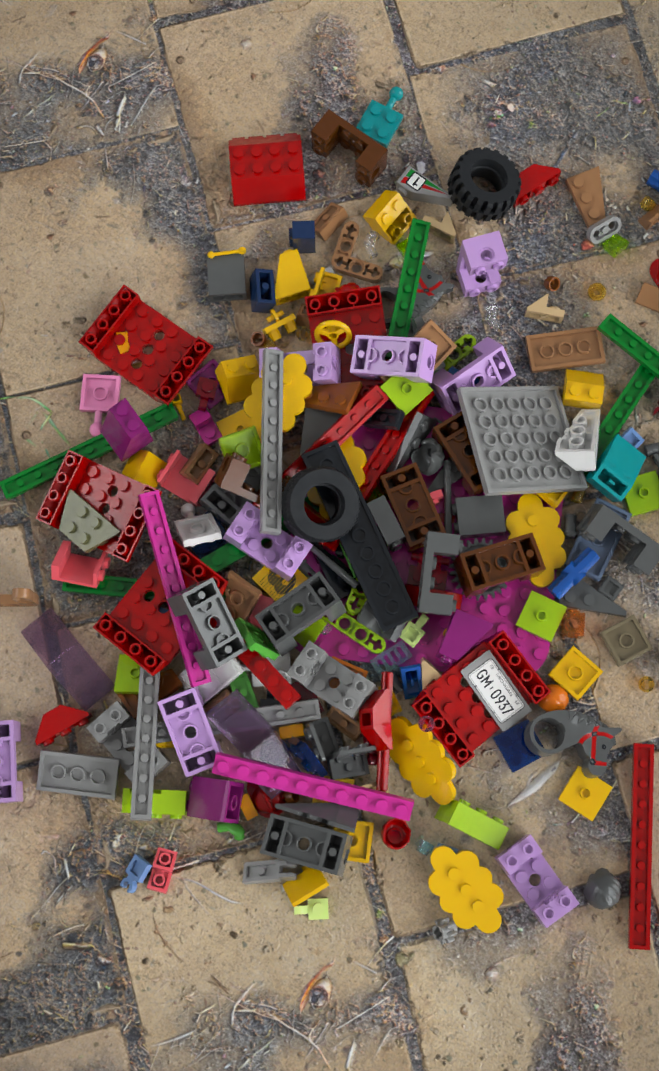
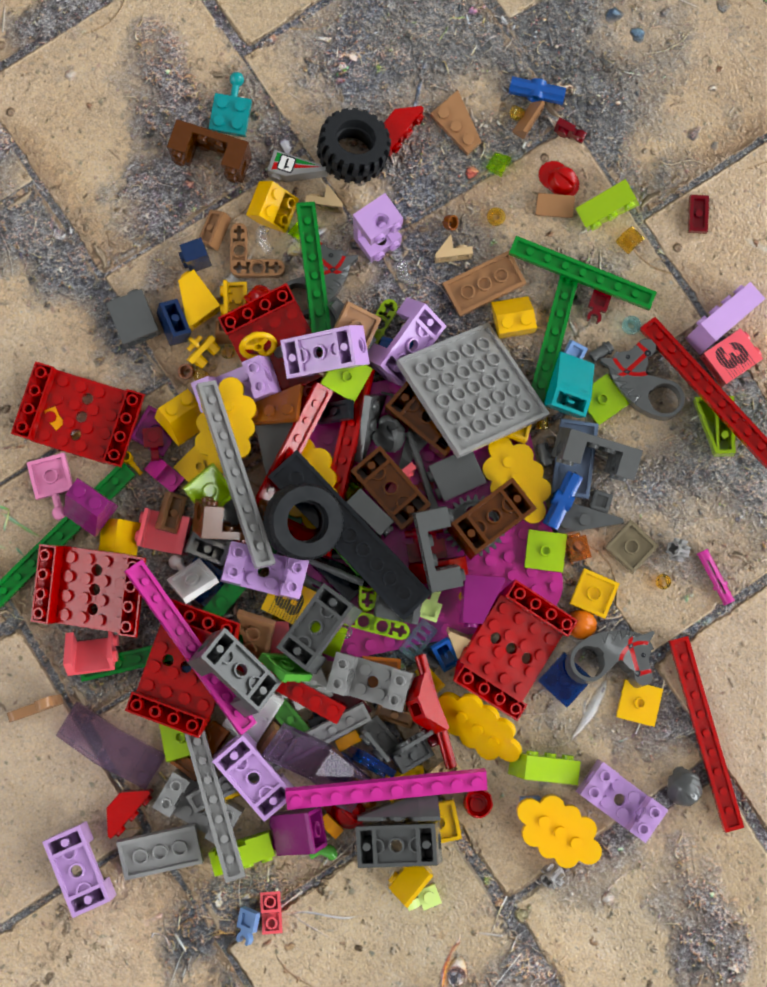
camera: 25 degrees left, 5 degrees up
(85, 524) = (81, 611): olive wing -> none
(242, 250) = (139, 289): yellow hinge -> none
(267, 169) = (135, 197): red slope -> none
(267, 871) = (369, 881): light grey hinge -> none
(424, 847) = (508, 805): clear light blue plate -> none
(430, 725) = (477, 694): clear pink hinge -> none
(496, 690) = (526, 637): sticker -> none
(580, 441) = (528, 370): white wedge -> none
(602, 229) = (481, 154): light grey plate -> none

